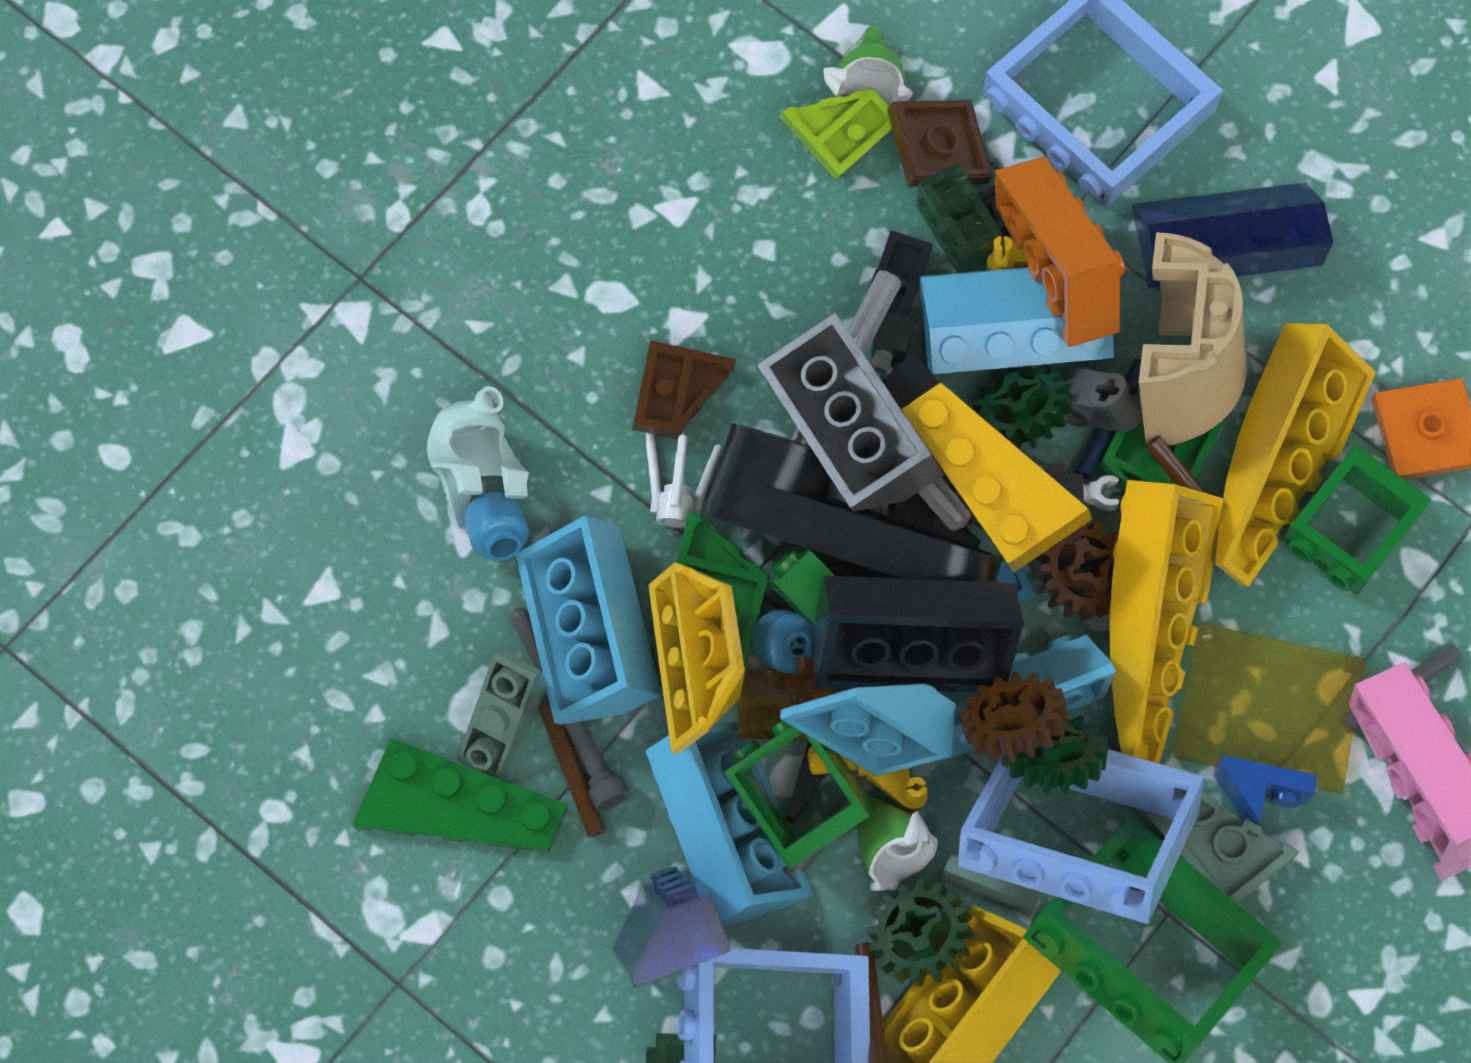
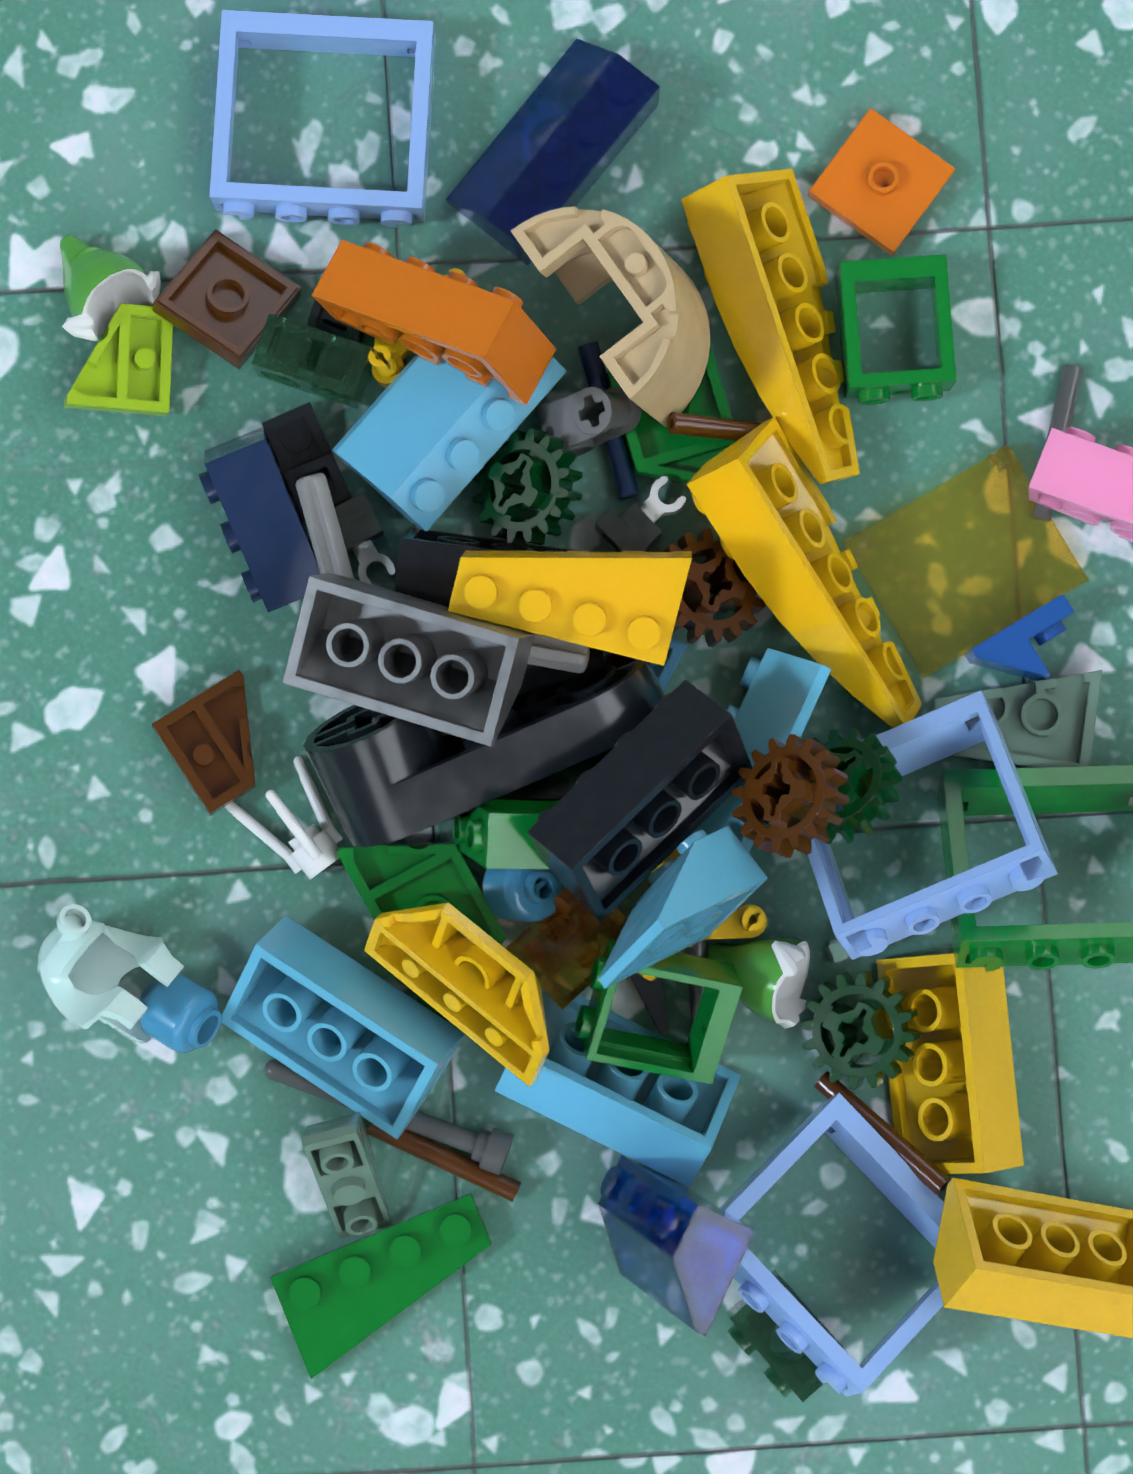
camera: 40 degrees left, 15 degrees up
(839, 272) = (260, 519): none -> dark blue wedge

